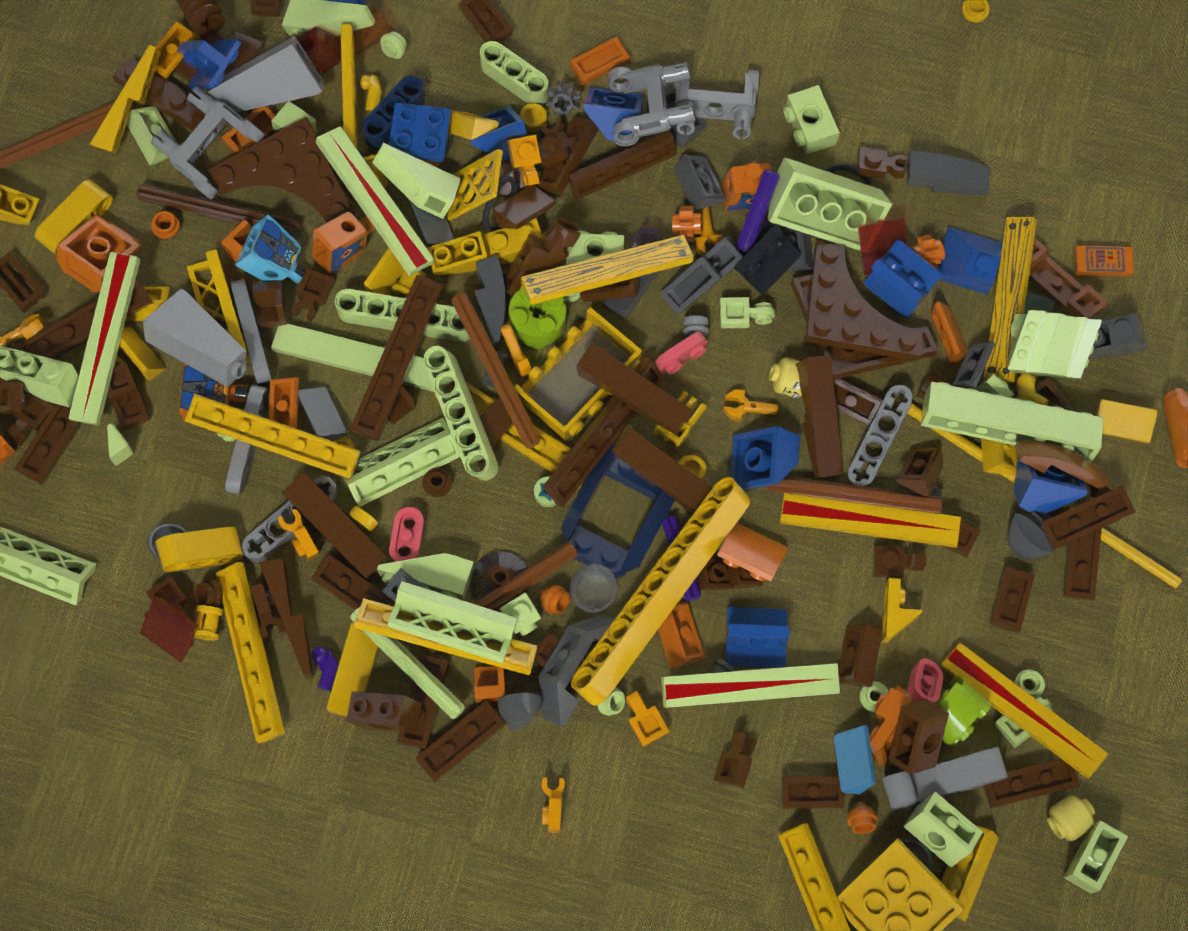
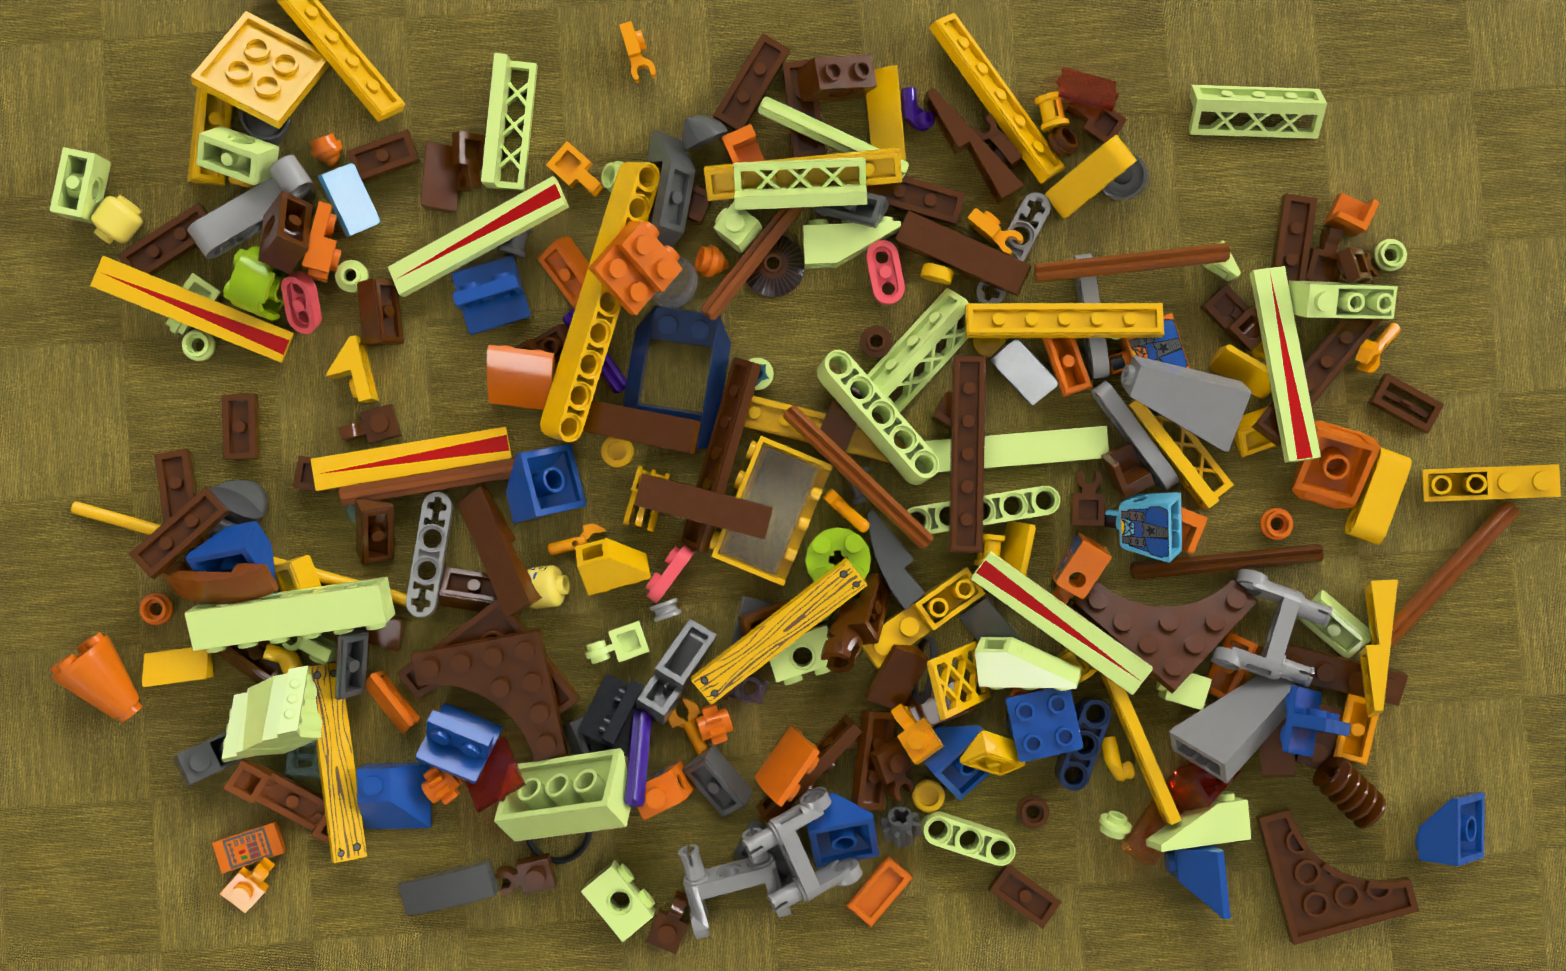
camera: 160 degrees right, 15 degrees up
(195, 463) = (1131, 262): none -> dark orange axle
(454, 70) = (1041, 816): none -> reddish brown plate
(619, 603) = (636, 265): none -> orange plate
(639, 170) = (787, 766): none -> orange slope
(703, 779) = (496, 123): none -> yellowish green fence
(728, 374) = (610, 565): none -> yellow slope
(767, 755) = (439, 179): none -> reddish brown slope
(776, 90) = (669, 926): none -> reddish brown plate
(1114, 229) = (247, 886): none -> light orange plate
(1133, 467) = (147, 609): none -> orange plate

